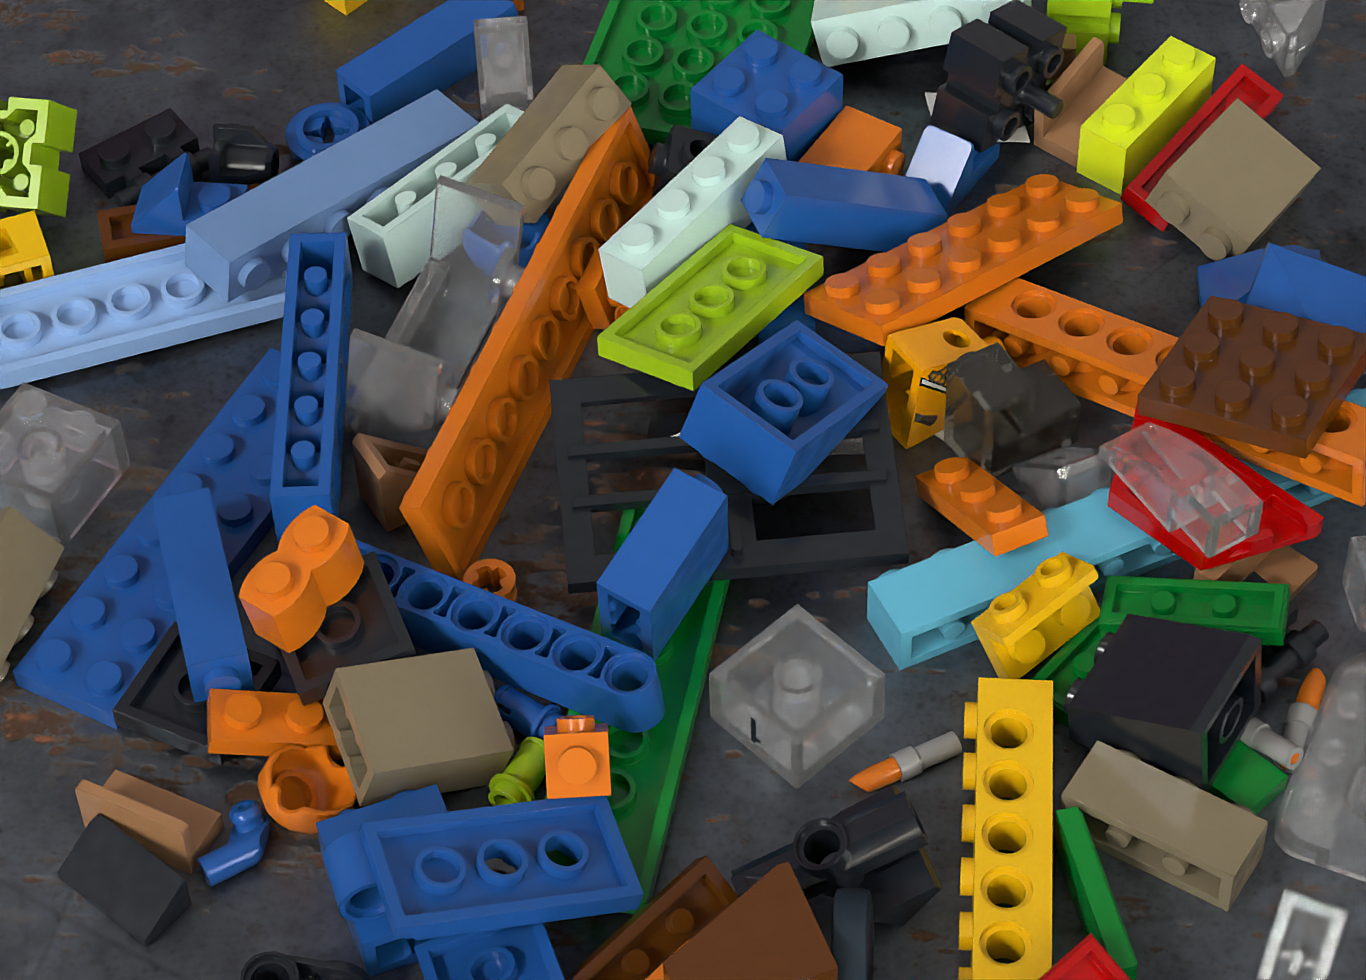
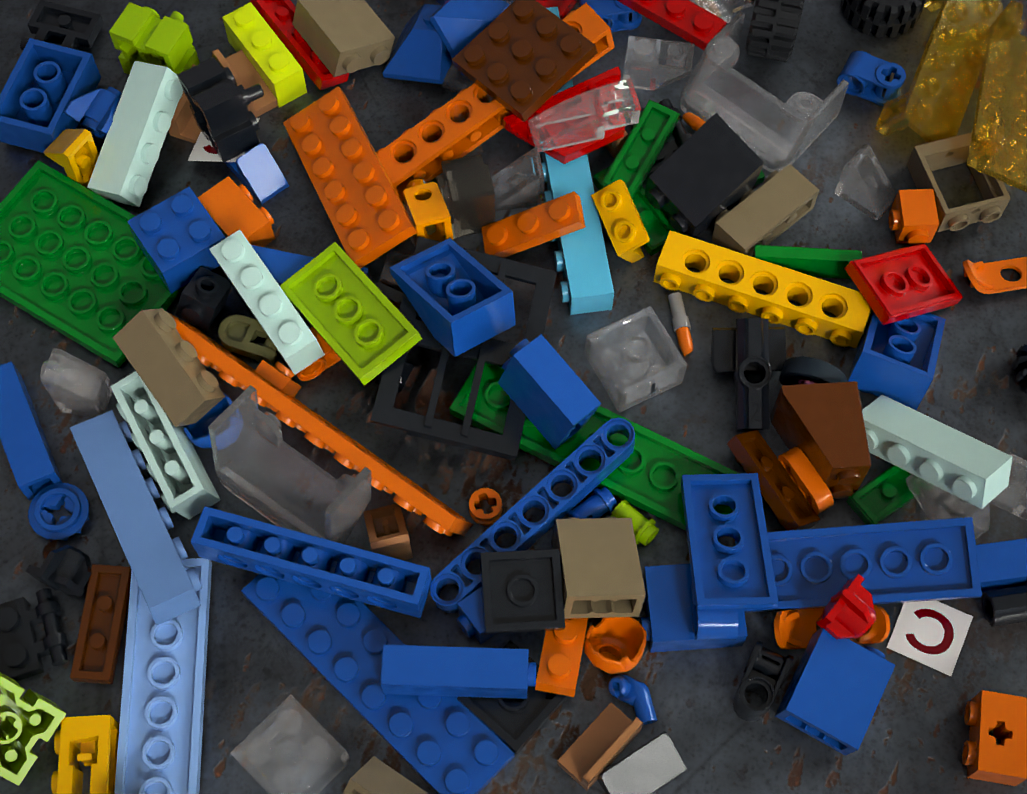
camera: 75 degrees left, 15 degrees up
(175, 200) = (98, 615): blue slope -> none
(296, 584) = (494, 588): orange brick -> none
(577, 758) = (662, 481): orange brick -> none
(839, 205) = (288, 224): blue brick -> none

